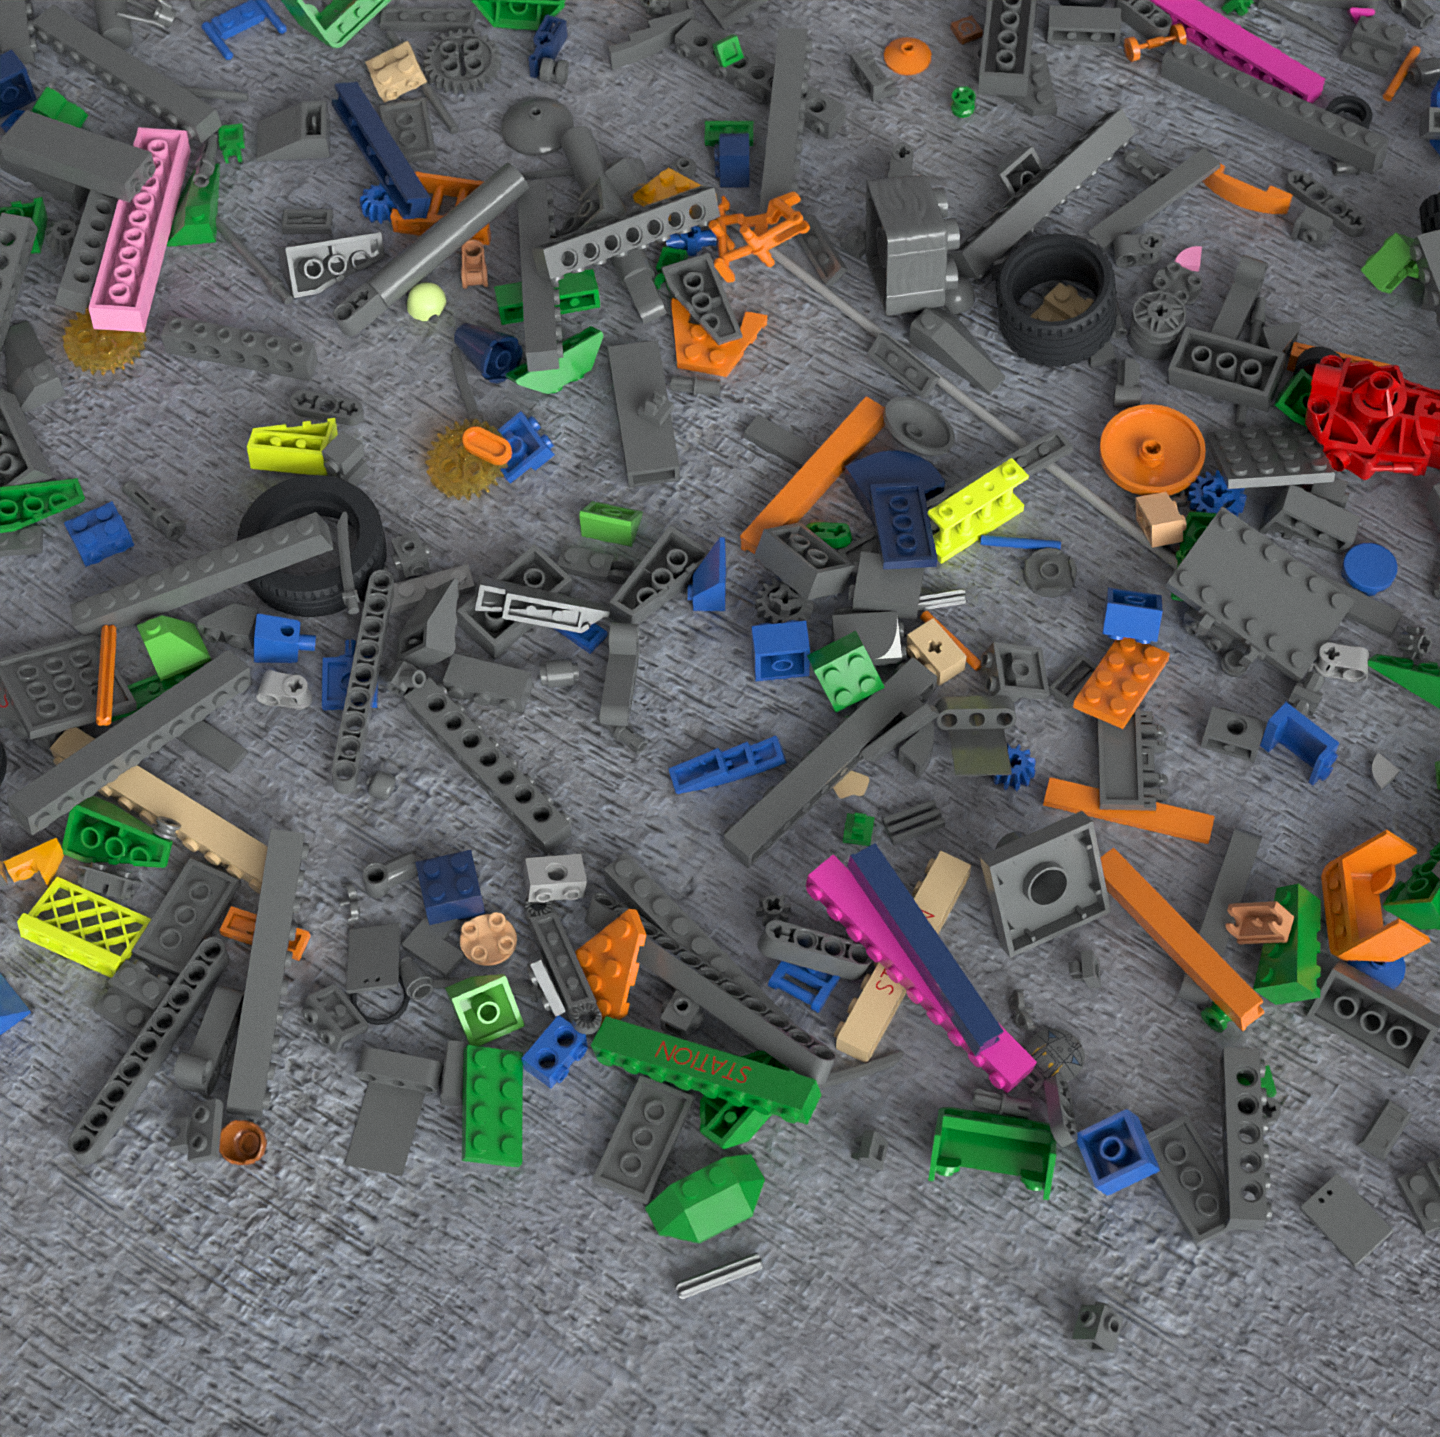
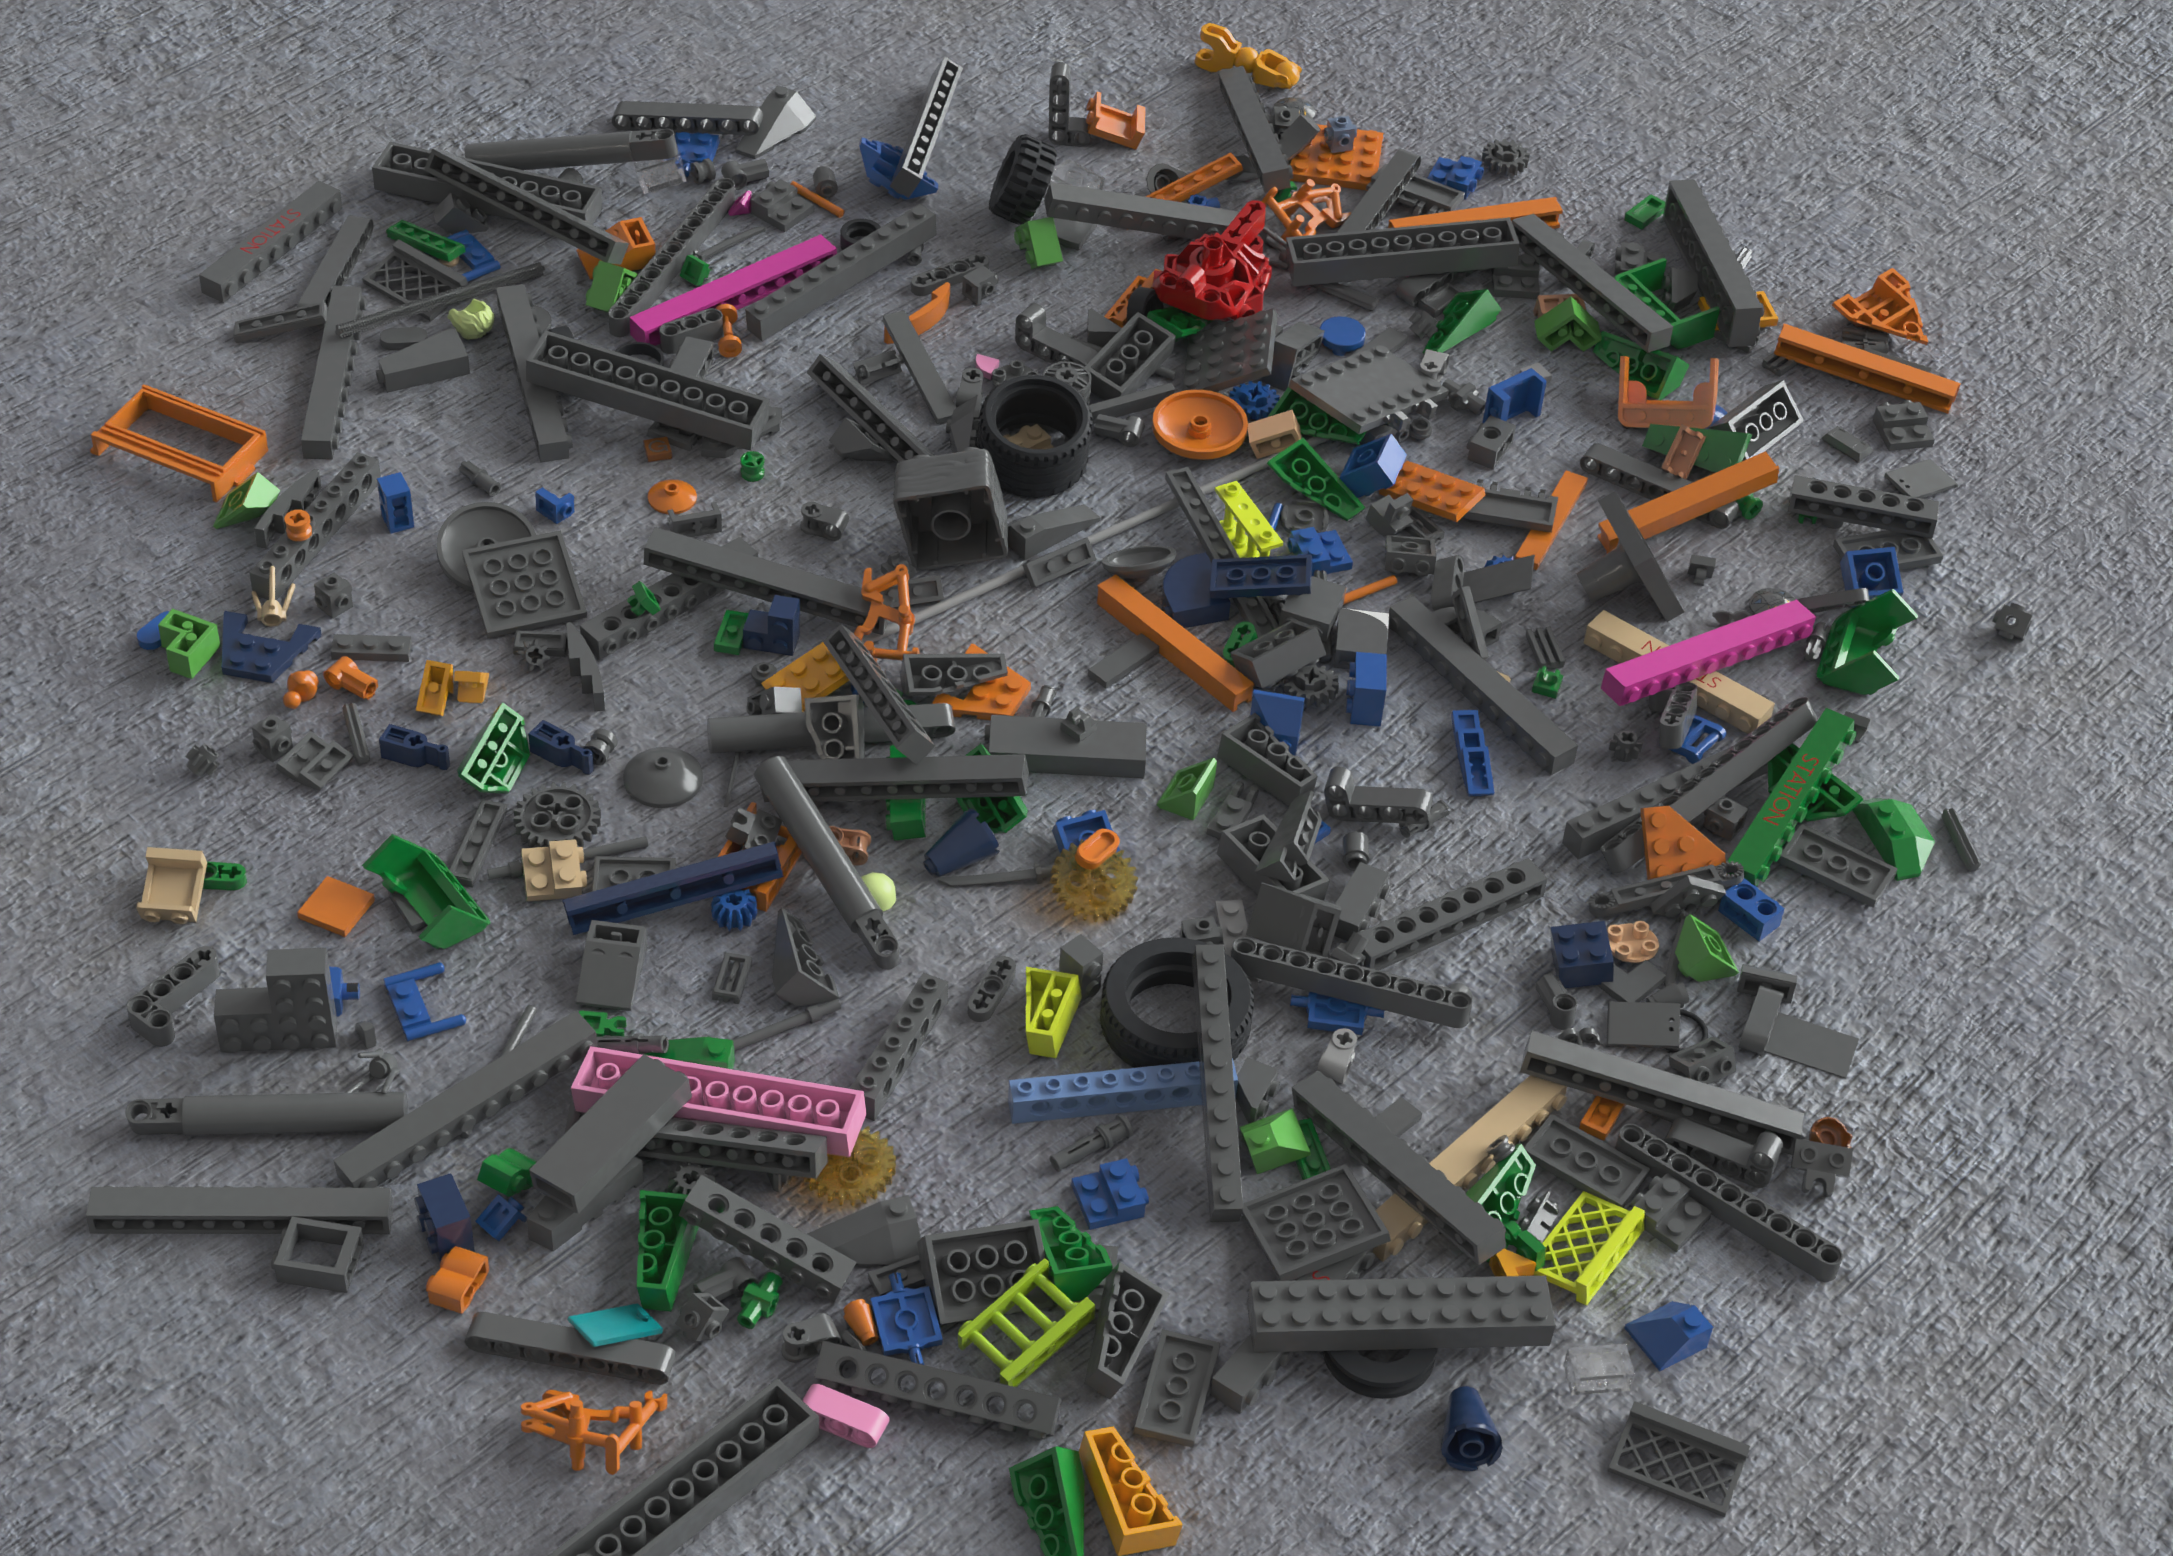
camera: 85 degrees left, 15 degrees down
(64, 868) = (1525, 1244): none -> green plate
(106, 675) = (1312, 1182): orange axle -> none
(207, 504) = (1106, 1092): none -> medium blue brick
(279, 640) = (1285, 1041): blue torso -> none
(350, 595) = (1247, 966): dark grey sword -> none
(454, 191) = (753, 828): none -> dark grey plate
(492, 1106) = (1803, 957): green plate -> none
(541, 877) = (1581, 880): light grey brick -> none
(845, 671) = (1404, 644): brick -> none
(925, 949) = (1702, 629): dark blue tile -> none
(936, 651) = (1378, 594): tan brick -> none
(997, 590) = (1326, 549): none -> blue plate
(1066, 644) = (1390, 515): none -> dark grey brick
(1104, 561) = (1310, 475): none -> green wedge
(1169, 386) = (1132, 402): none -> dark grey tile

